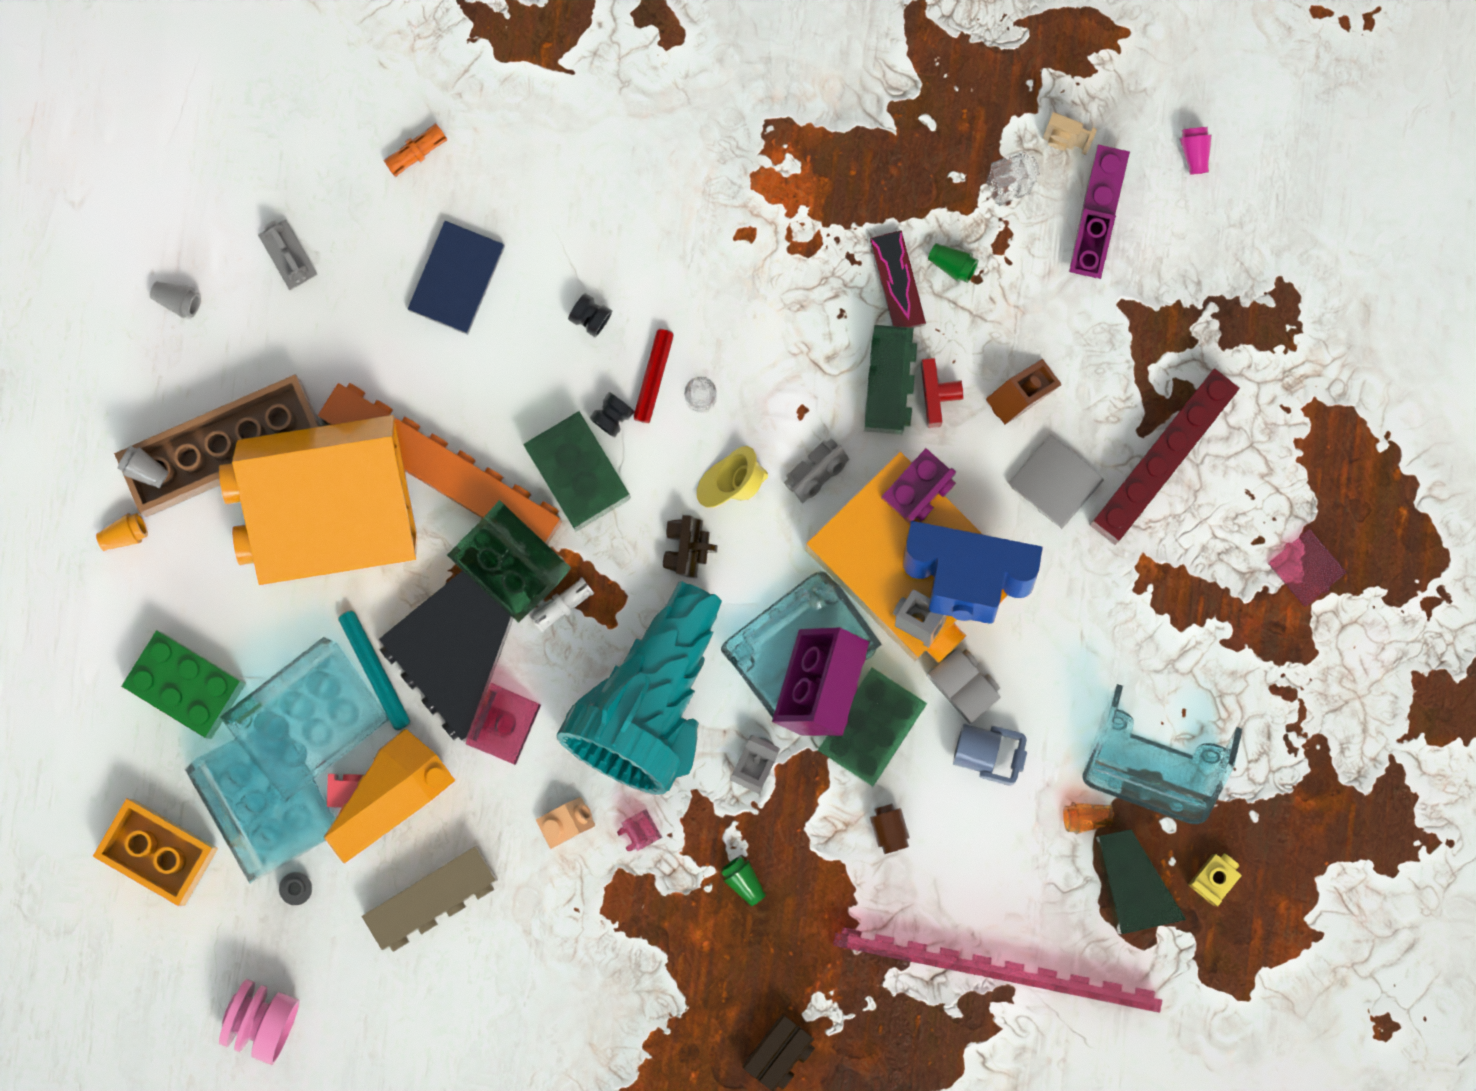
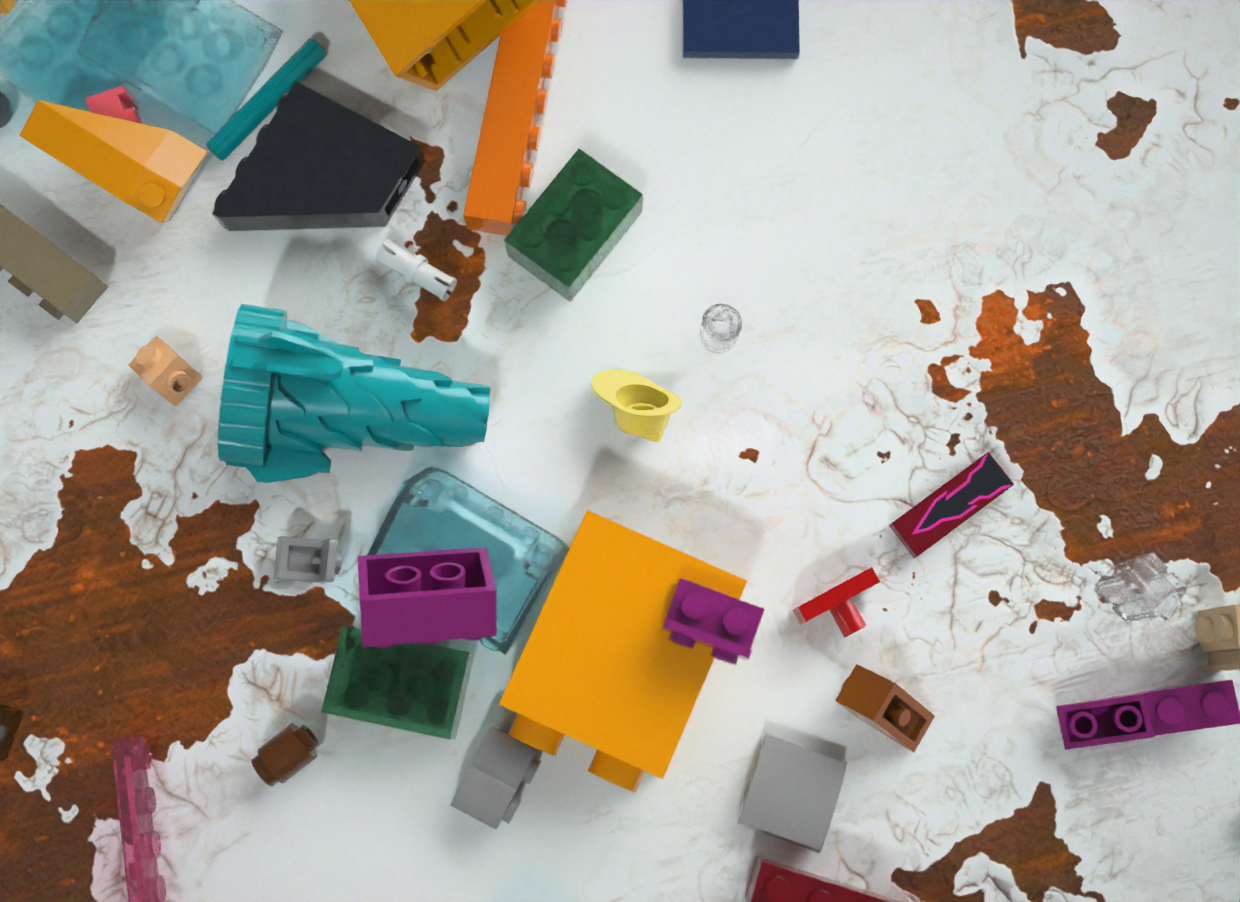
camera: 65 degrees right, 5 degrees down
(503, 724) = (252, 252): clear pink slope -> none
(509, 561) = (436, 180): clear green brick -> none
(590, 315) = (760, 166): black wheel -> none
(613, 412) = (655, 238): black wheel -> none
(640, 830) = (182, 458): clear pink tile -> none
(653, 376) = (720, 270): red axle -> none
(692, 546) = (537, 385): dark brown hips -> none
(742, 879) = (163, 600): green cone -> none
(828, 461) = (669, 491): light grey hinge -> none
(890, 380) = (832, 538): clear green wedge -> none
(918, 607) = (560, 675): light grey brick -> none
(954, 262) = (1004, 562): green cone -> none
(969, 569) = (630, 727): blue brick -> none
(979, 749) = (419, 828): sand blue piece -> none

